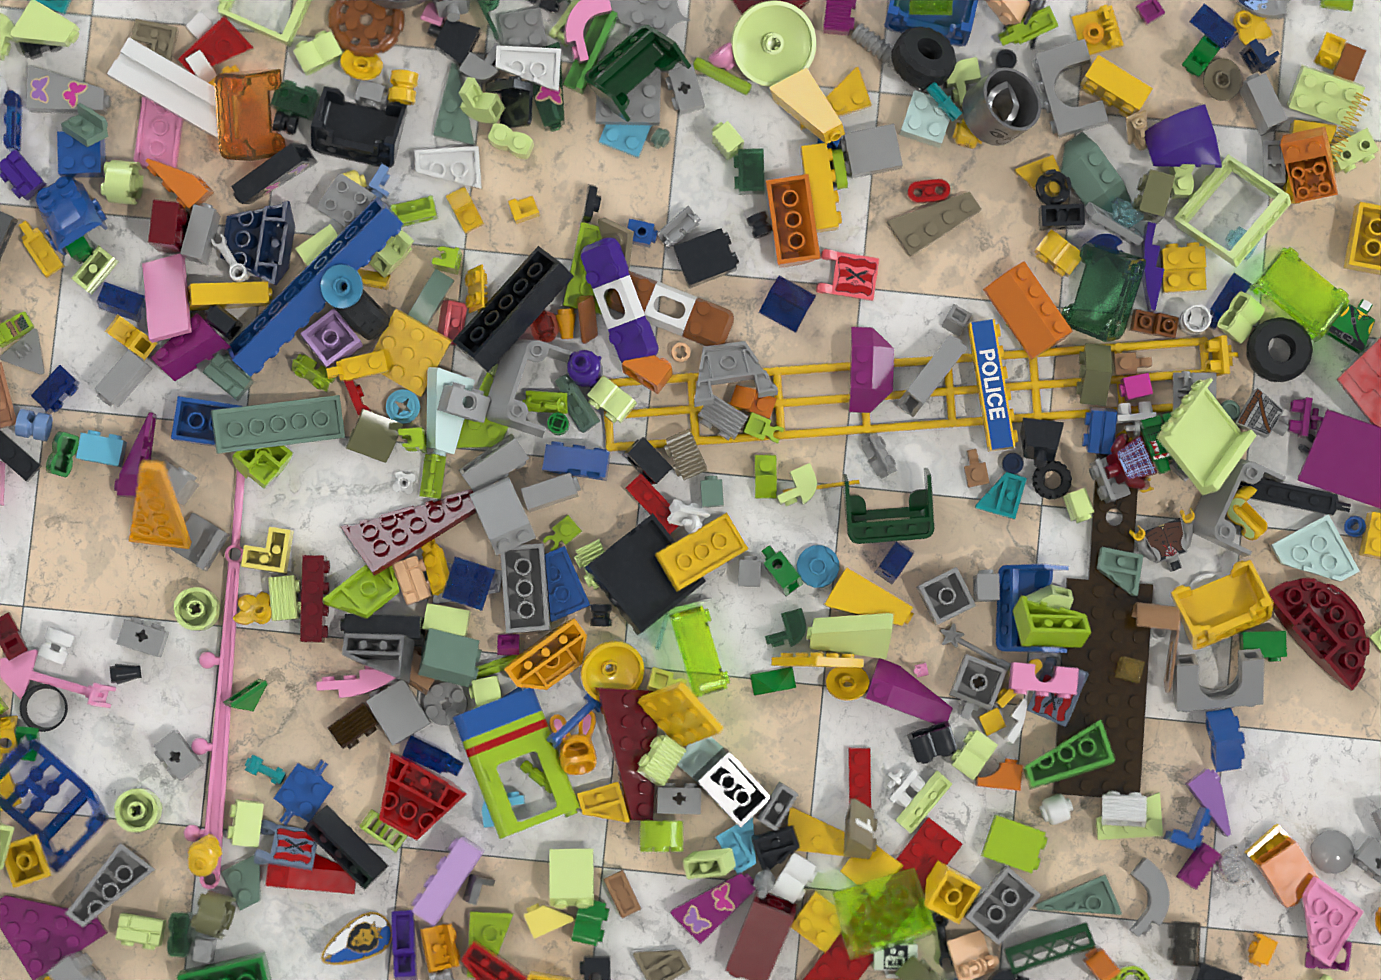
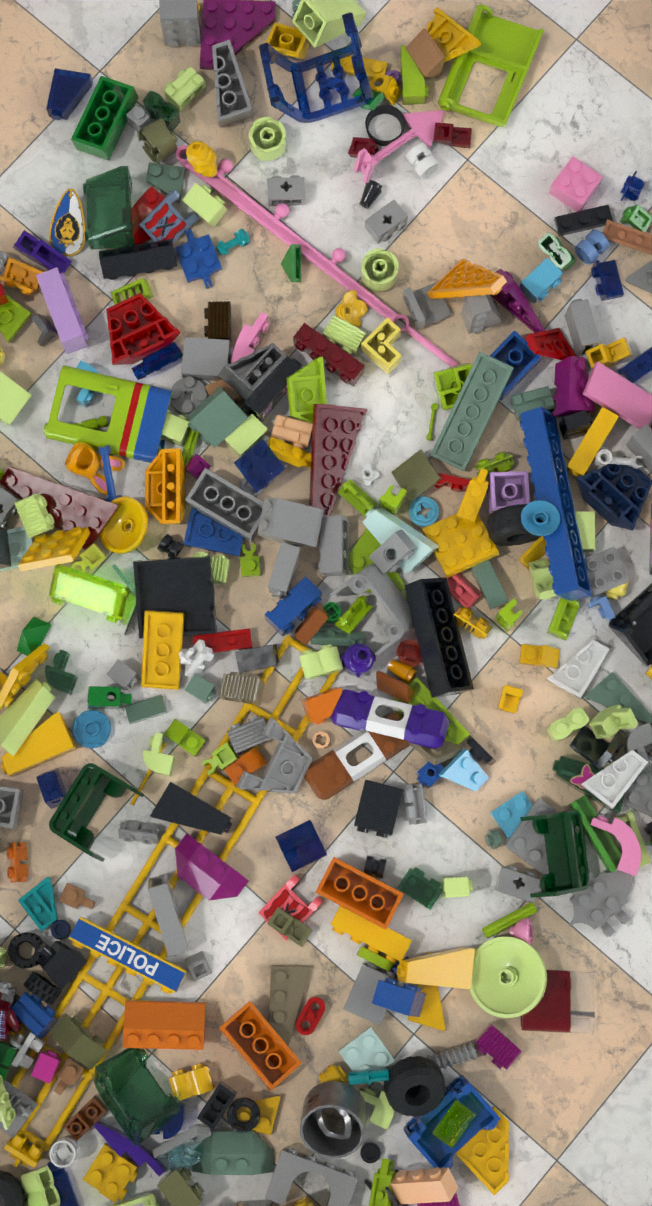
camera: 125 degrees right, 5 degrees down
(81, 712) = (360, 143): none -> dark red bracket
(160, 395) = (550, 344): none -> red wing
(295, 466) = (434, 407): none -> lime hinge
(315, 909) = (109, 209): none -> clear green windscreen
(582, 433) = (311, 624): none -> dark orange slope
(604, 803) = (37, 457): yellow wing -> none
(618, 203) = (465, 771): none -> medium azure wing
(765, 529) = (145, 709): none -> sand green slope
(828, 423) = (188, 810): none -> black slope
(860, 122) = (404, 1000): none -> blue brick
(865, 262) = (290, 927): none -> olive slope
(976, 552) = (17, 870): none -> orange hinge
(986, 215) = (259, 1046): none -> orange slope
(1073, 439) = (42, 988): none -> black tyre

